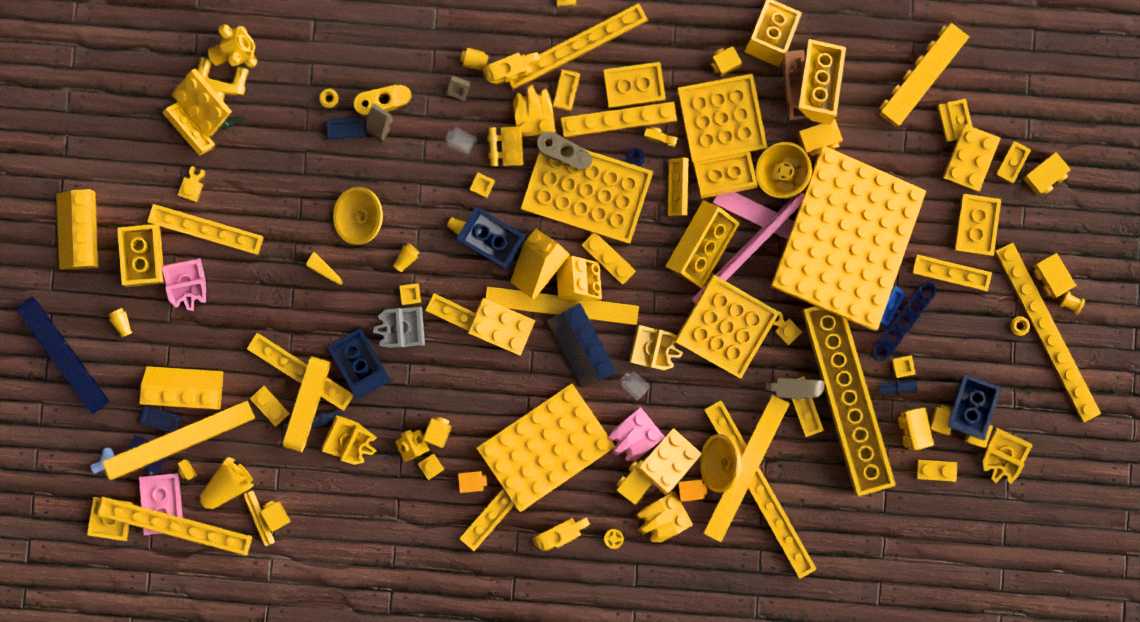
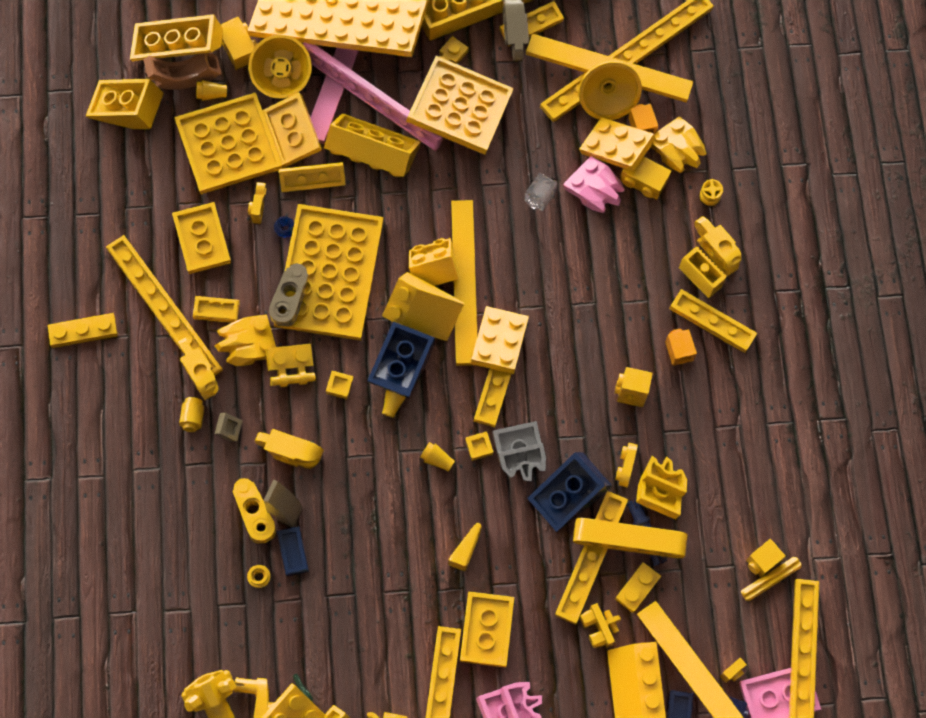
camera: 105 degrees left, 15 degrees down
(226, 484) = (742, 620): yellow cone -> none
(249, 365) = (604, 636): none -> yellow hips
(254, 275) = (487, 629): none -> yellow plate
(350, 215) = (401, 529): yellow dish -> none
(381, 418) = (628, 455): none -> yellow plate
(411, 445) = (653, 415): yellow brick -> none
(430, 136) = (290, 449): none -> yellow piece
(431, 466) = (671, 395): yellow plate -> none
(460, 141) = (291, 415): clear brick -> none
(535, 514) = (702, 272): none -> yellow brick
(545, 447) = (626, 275): yellow plate -> none
(581, 345) = (506, 250): dark blue slope -> none
(608, 258) = (402, 240): yellow plate -> none
(619, 119) = (243, 251): yellow plate -> none
(654, 348) = (496, 178): yellow plate -> none
(725, 61) = (163, 146): yellow brick -> none
(776, 107) = (209, 90): none -> yellow cone

